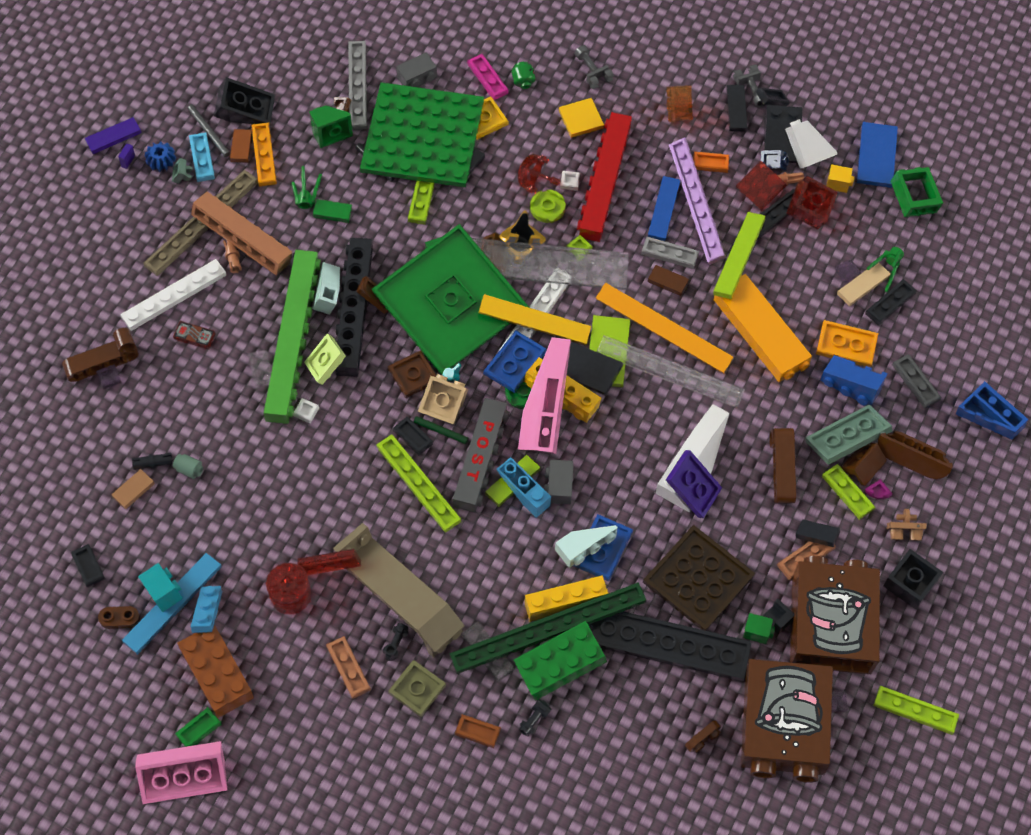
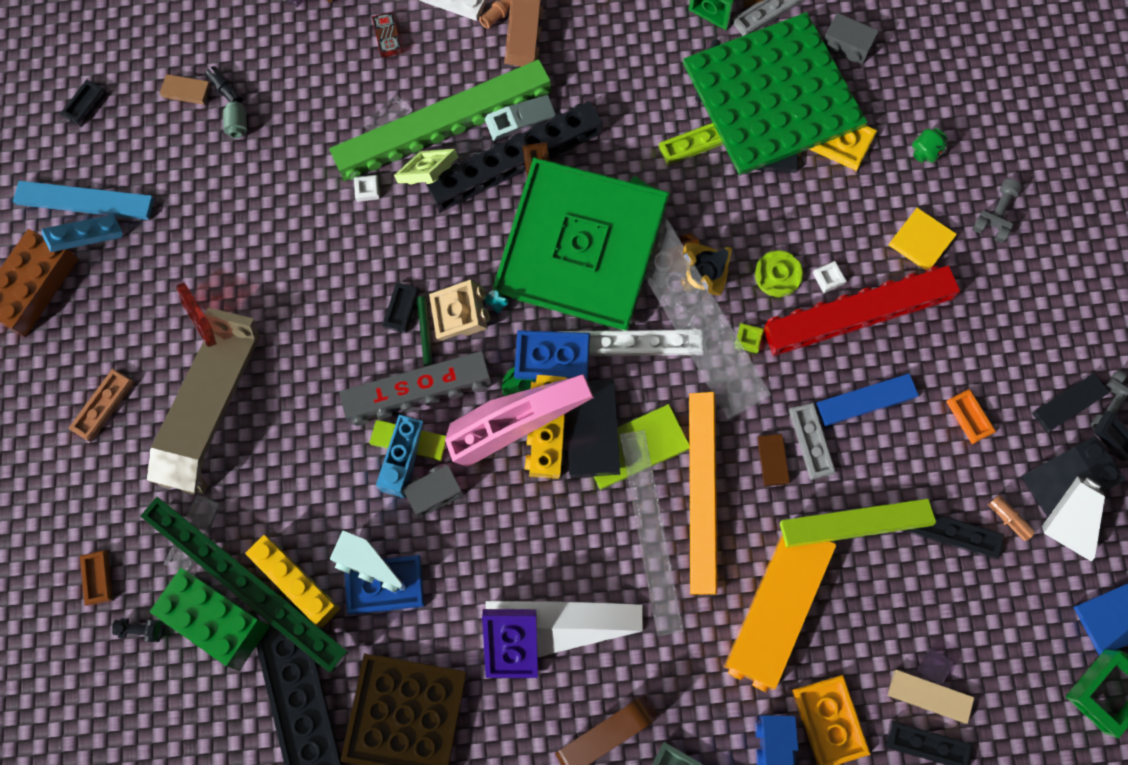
camera: 65 degrees right, 10 degrees up
(118, 618) = (42, 162): reddish brown plate -> none
(160, 587) = (84, 177): teal brick -> none
(292, 598) = (146, 294): clear red wheel -> none
(304, 199) = (612, 31): green plant -> none
(332, 211) = (618, 67): green tile -> none
(390, 650) = (140, 437): black bar -> none
(412, 373) = (474, 261): reddish brown tile -> none
(417, 688) = (109, 487): olive plate -> none
(418, 483) = (345, 347): lime plate -> none
(488, 77) = (901, 112): dark pink tile -> none
(534, 319) = (614, 345): yellow tile -> none
(535, 172) = (790, 234): clear red helmet -> none
(679, 103) = (1021, 333): clear orange brick -> none
(697, 201) = (903, 432): lavender tile -> none
(761, 185) = (978, 493): clear red tile -> none
(775, 159) = (1027, 489): bracket -> none
(812, 202) = (996, 569): clear red brick -> none
(840, 178) = (1060, 584): yellow brick -> none
(893, 258) = (991, 716): green plant -> none

